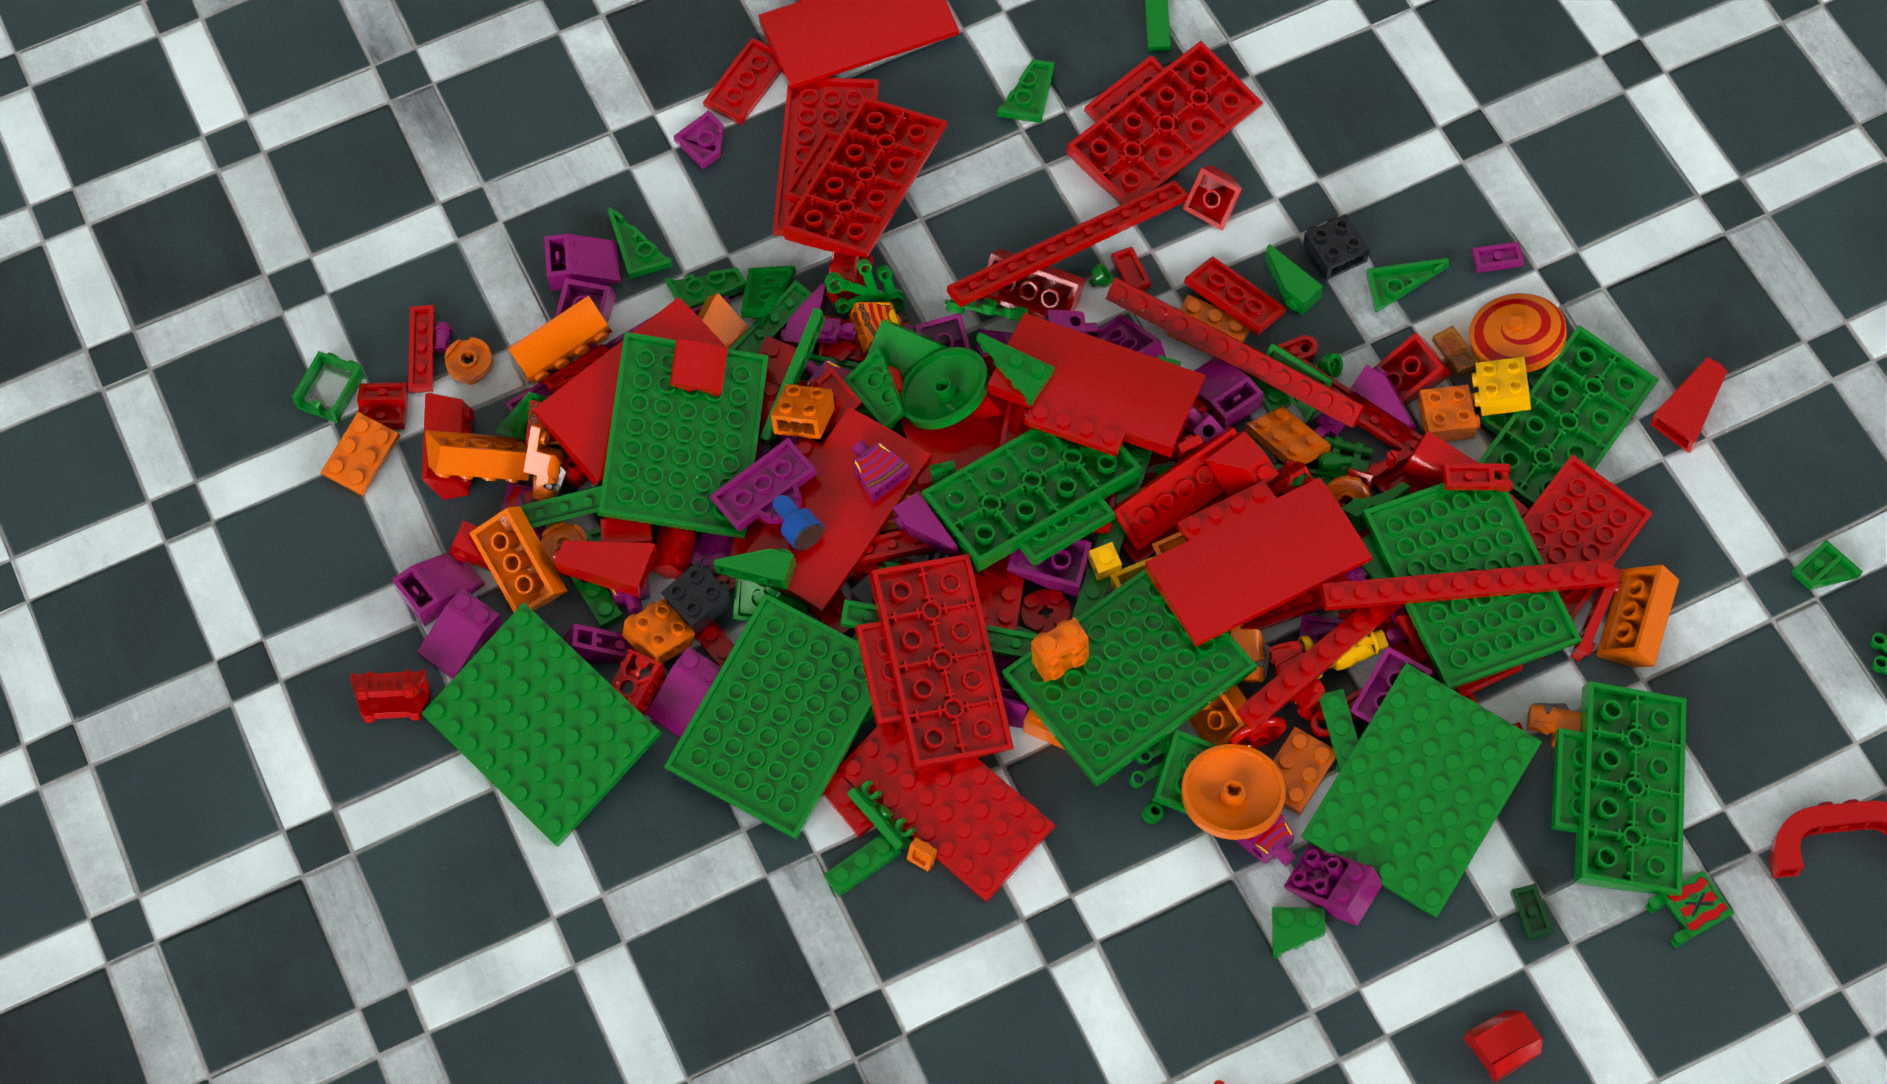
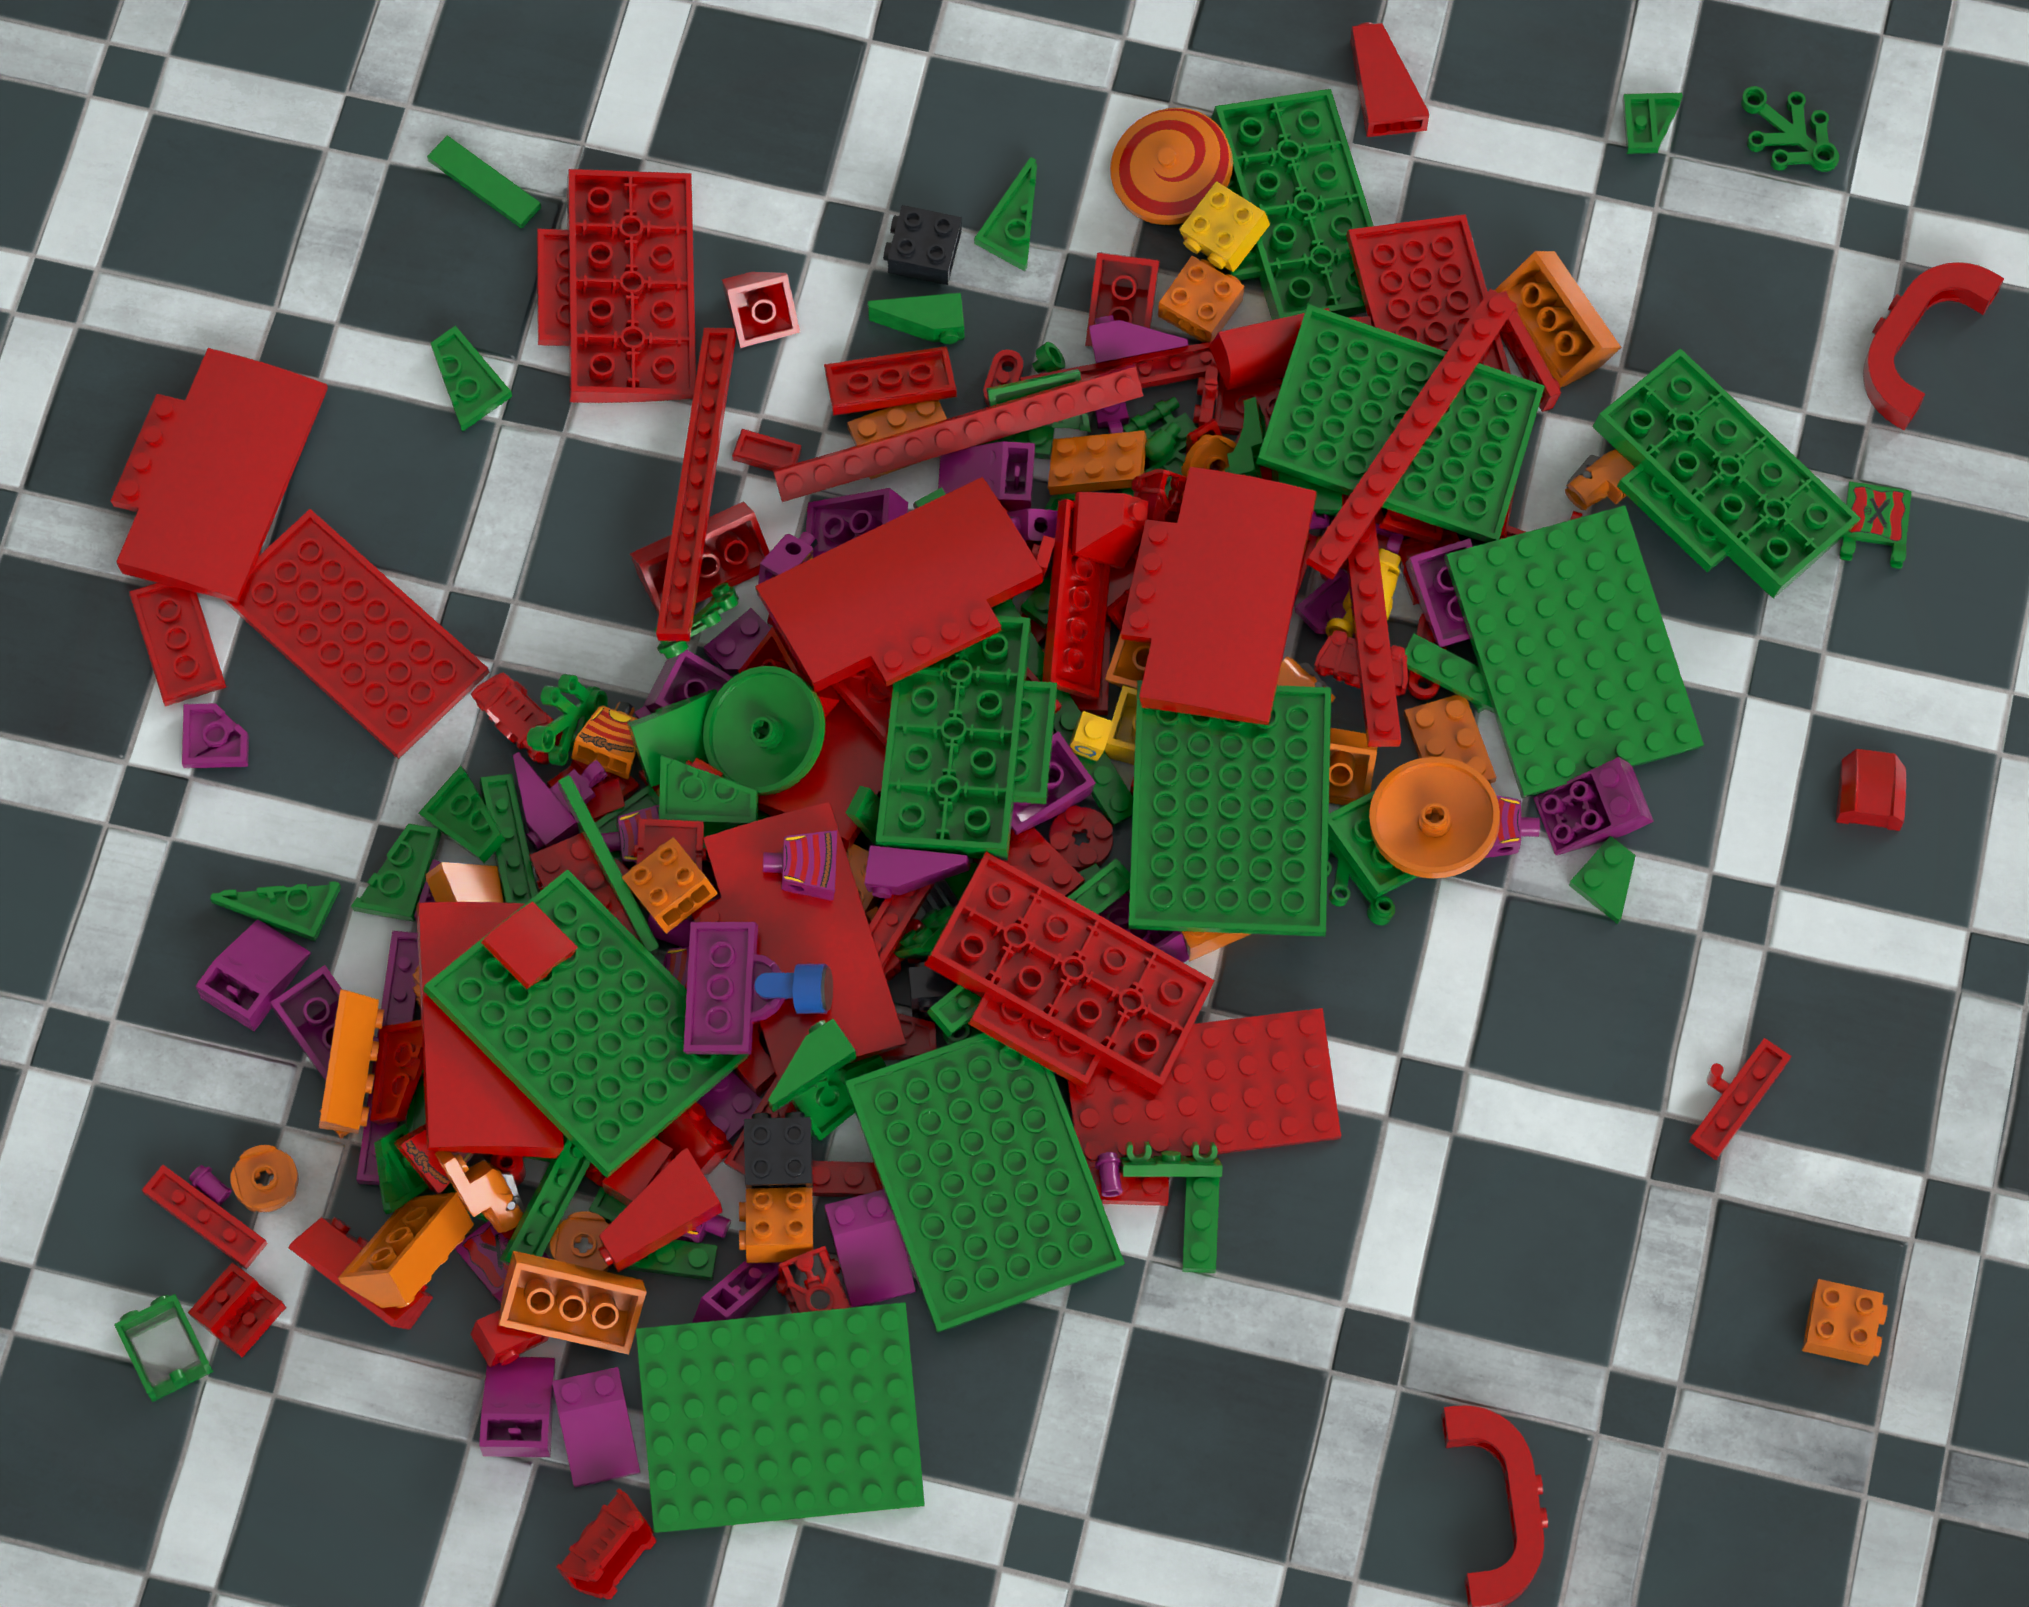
camera: 55 degrees left, 5 degrees up
(360, 454) = (280, 1373): orange plate -> none
(843, 786) = (1109, 1174): none -> magenta pin
(859, 177) = (428, 618): red slope -> none
(922, 854) = (1243, 1157): orange plate -> none
(1022, 370) = (830, 637): green wing -> none
(1060, 649) = (1168, 841): orange brick -> none
(1101, 276) = (750, 485): green tile -> none
(1263, 735) = (1388, 755): red plate -> none
(1455, 350) = (1136, 236): clear orange plate -> none
(1476, 476) = (1310, 330): red plate -> none
(1497, 257) = (1069, 113): magenta plate -> none
(1531, 912) = (1767, 659): dark green plate -> none

